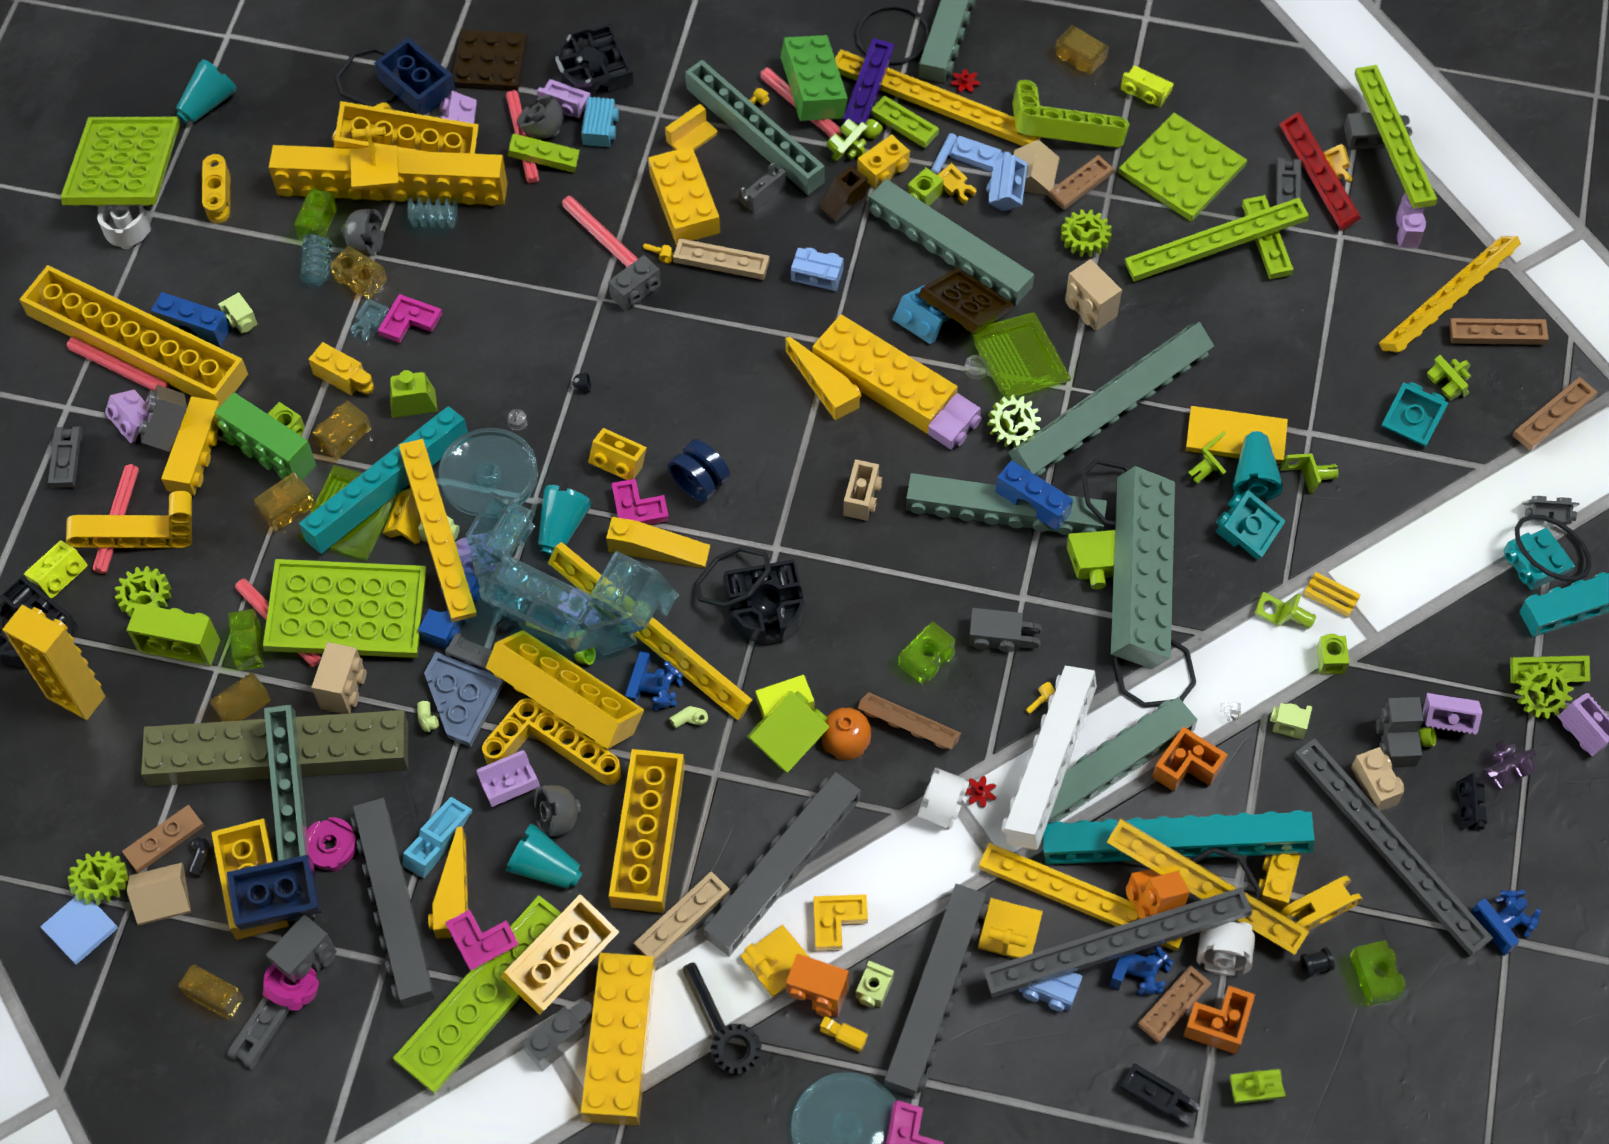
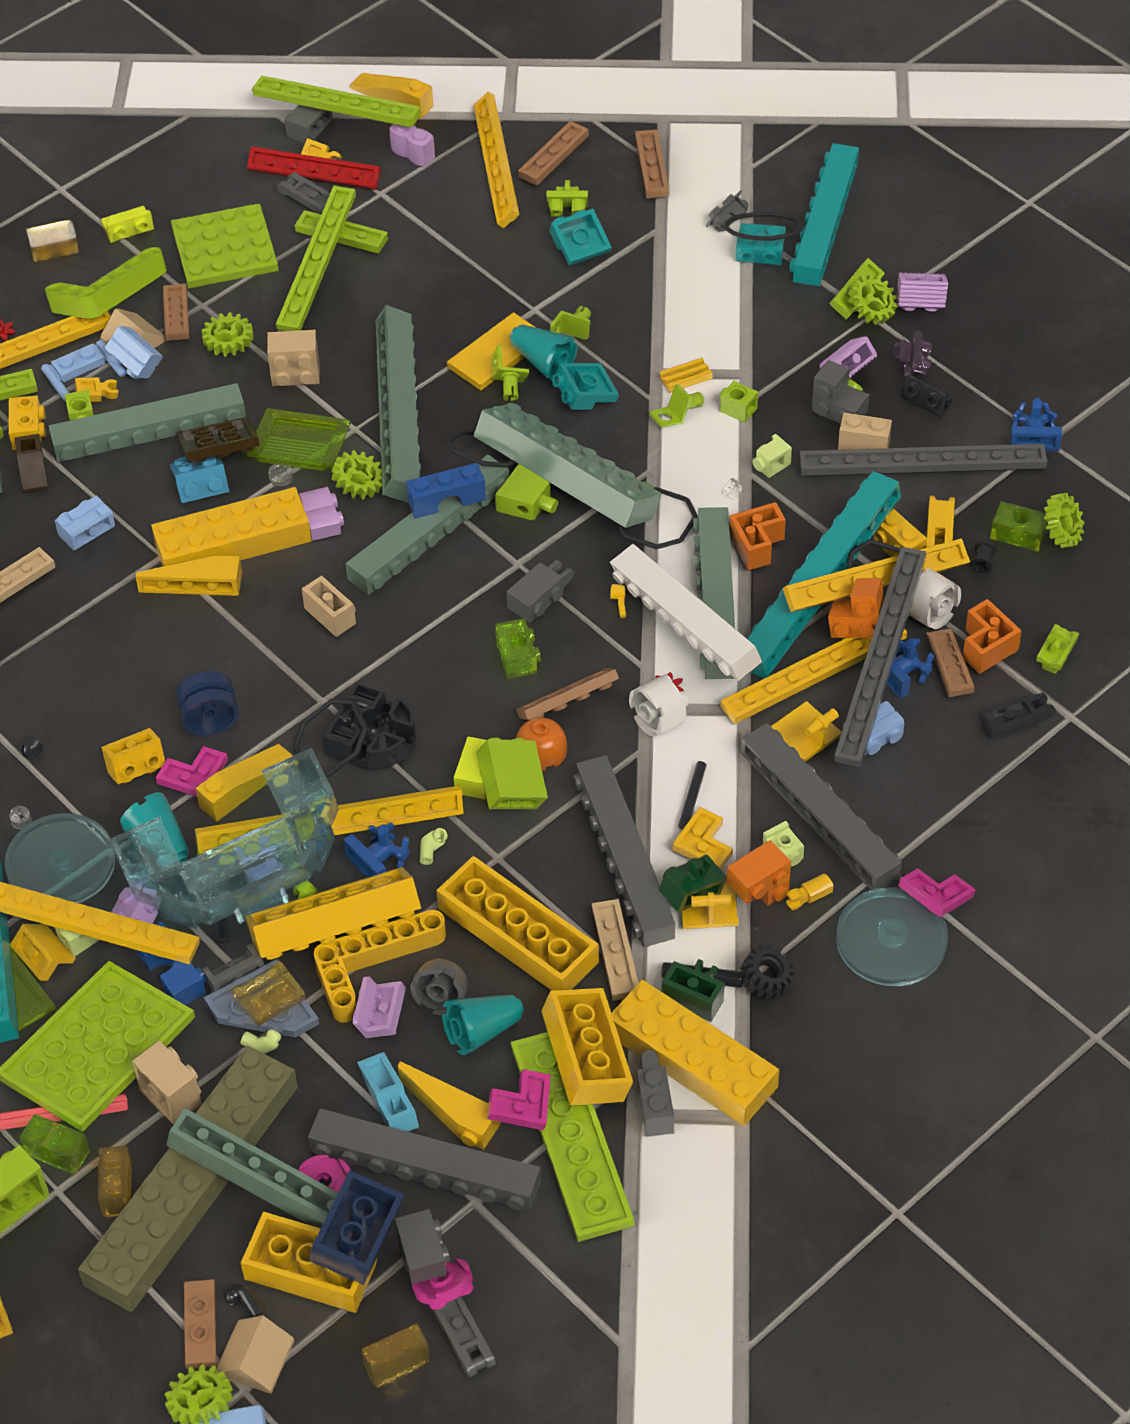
camera: 55 degrees left, 10 degrees down
(461, 700) = (272, 999): none -> clear yellow plate
(676, 1002) = (694, 990): none -> dark green brick
(775, 935) = (691, 879): none -> dark green brick
(881, 880) = (692, 794): none -> black bar
(1407, 1008) = (1064, 520): none -> lime gear
(1461, 171) = (396, 89): none -> yellow slope

